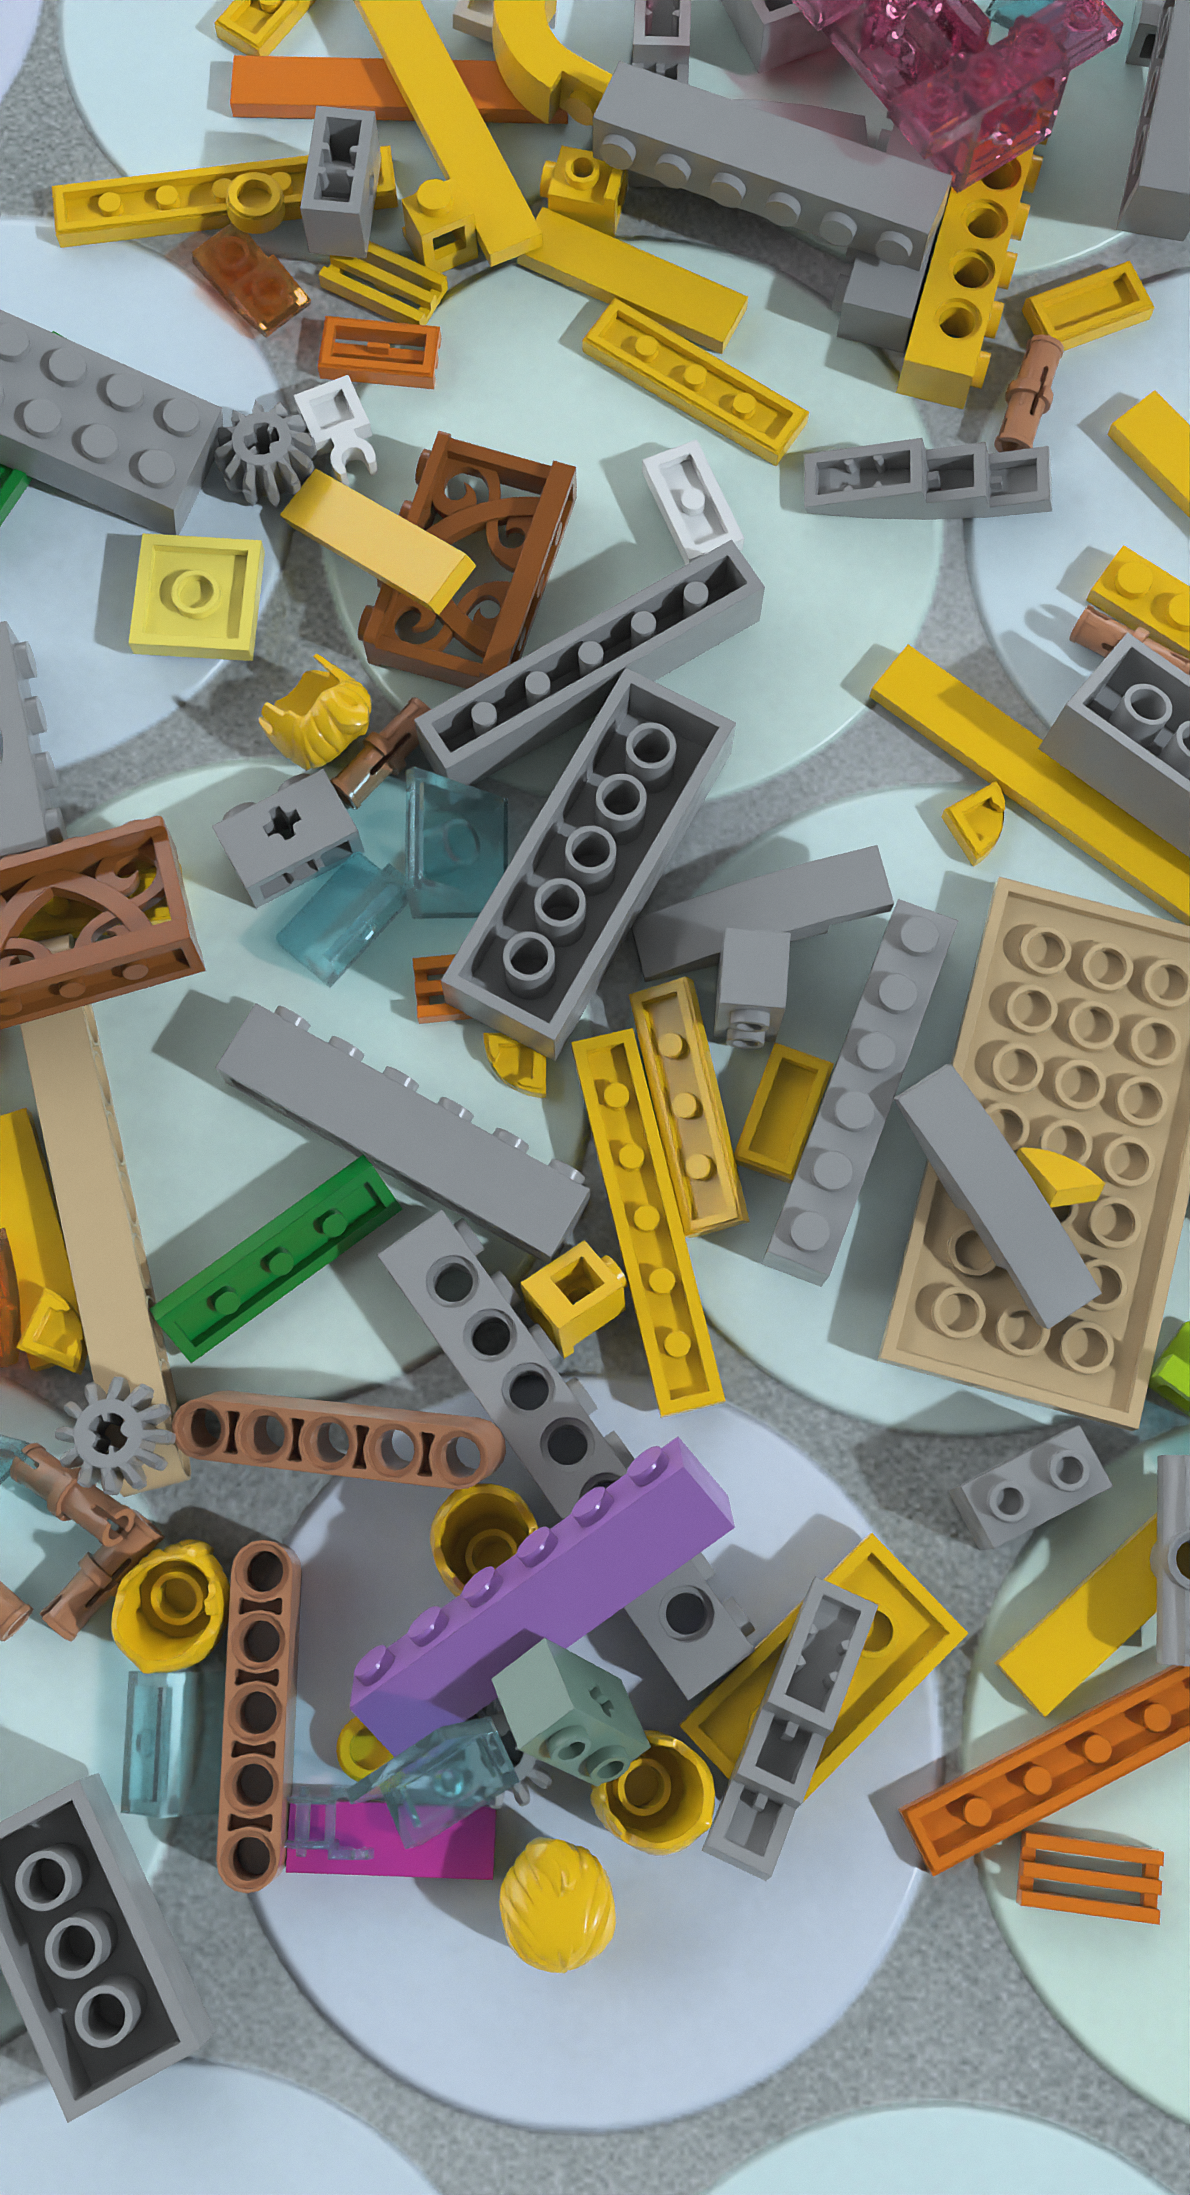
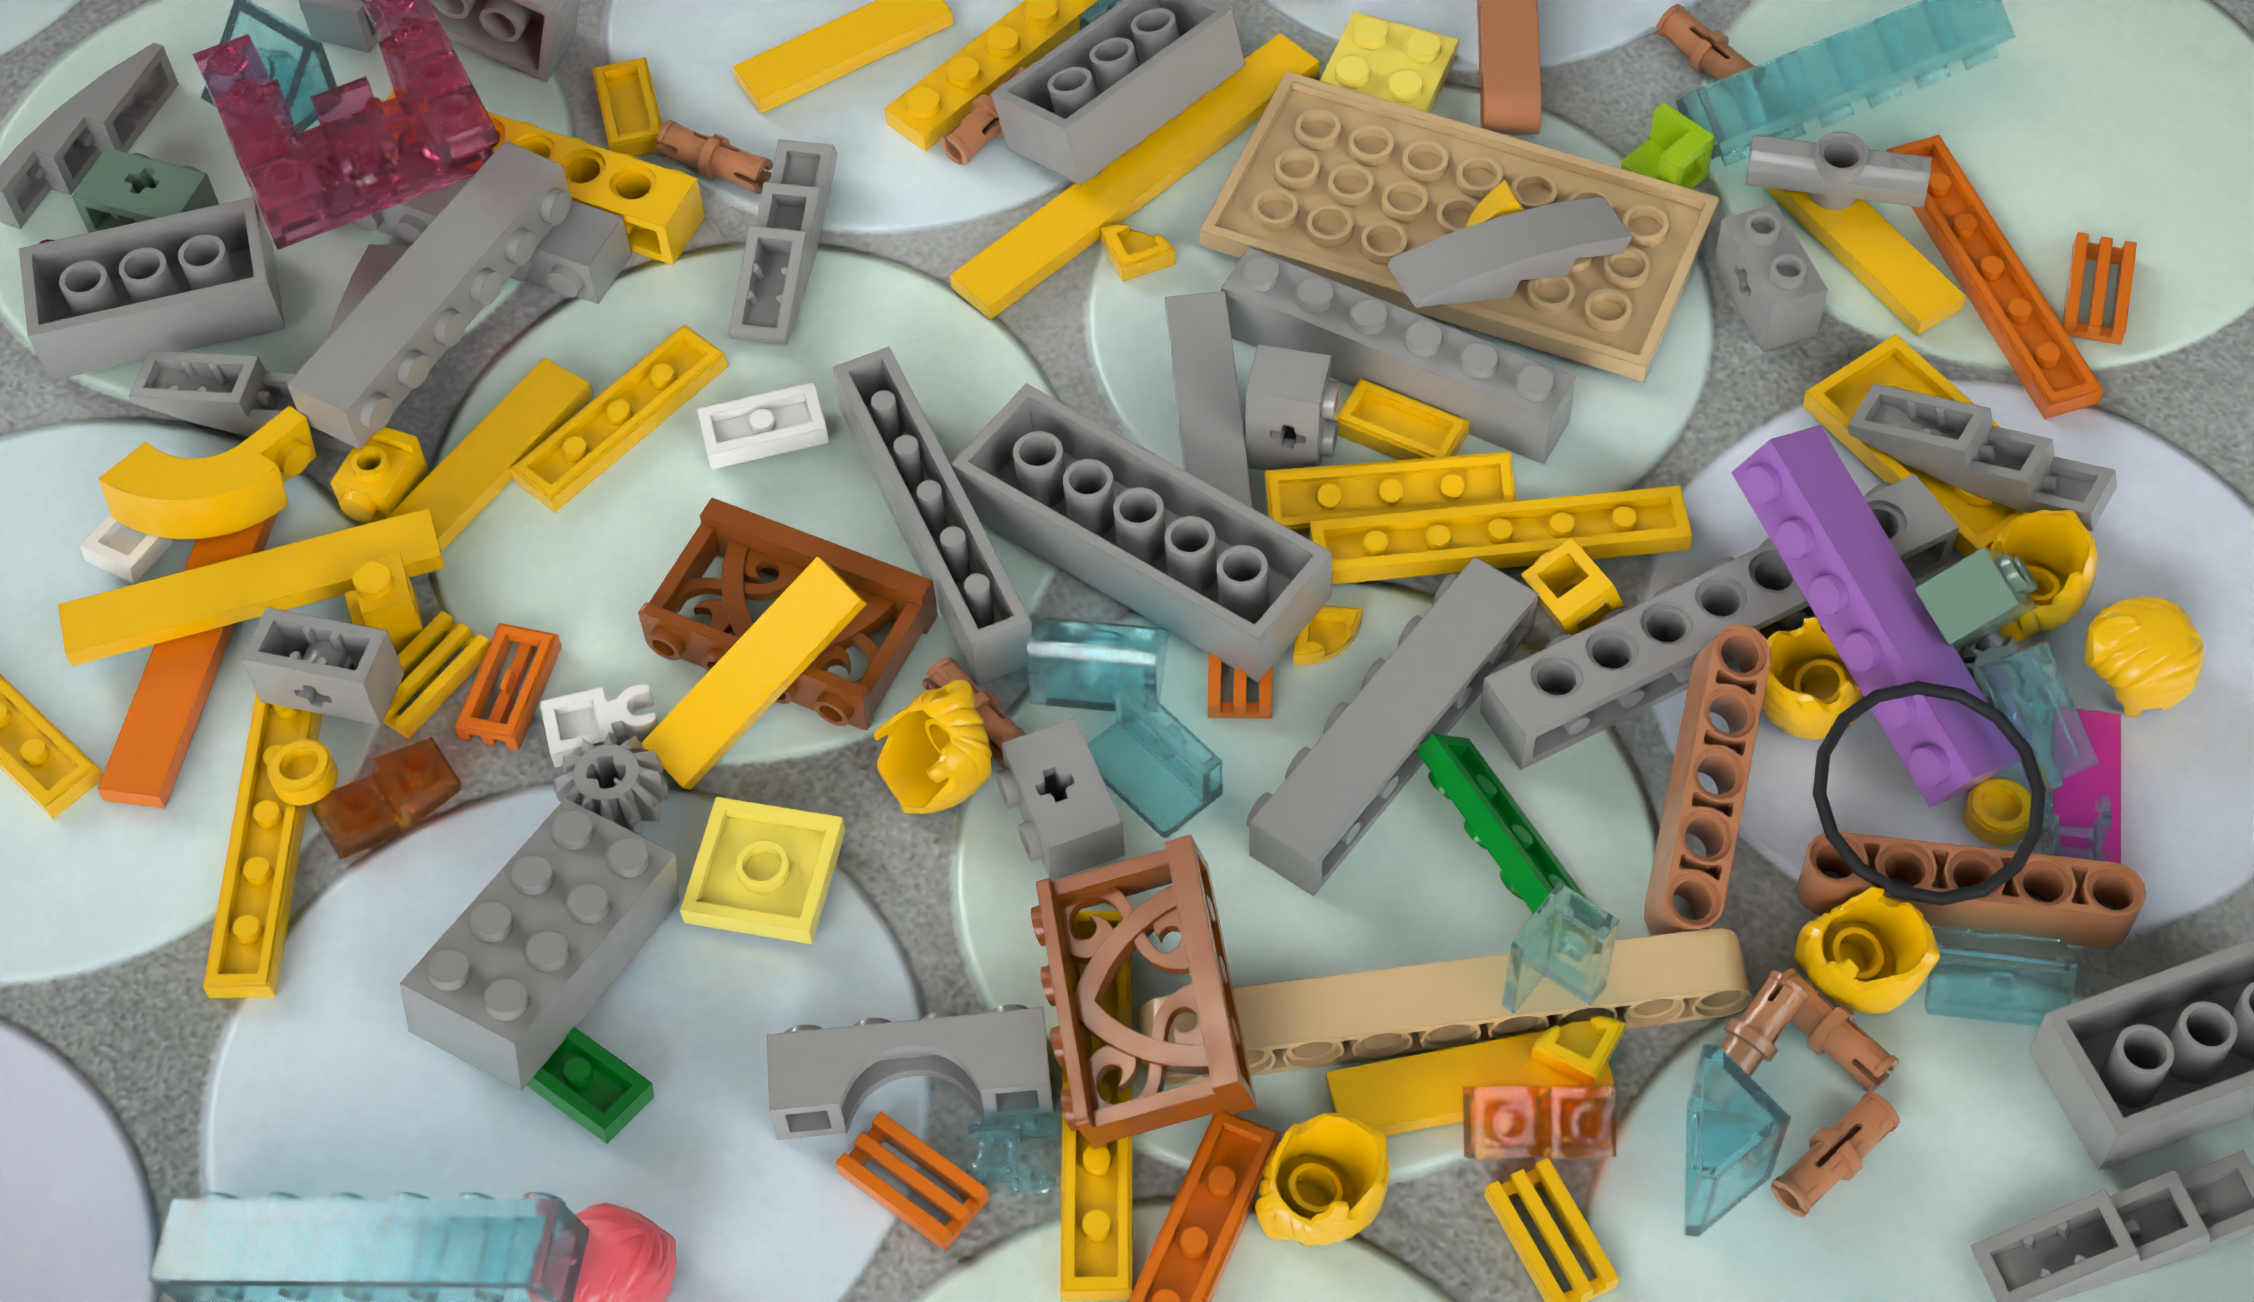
camera: 80 degrees left, 20 degrees down
(92, 1444) = (1728, 962): light grey gear -> none
(97, 1299) = (1566, 943): none -> clear light blue panel
(221, 1696) = (1879, 880): none -> black piece

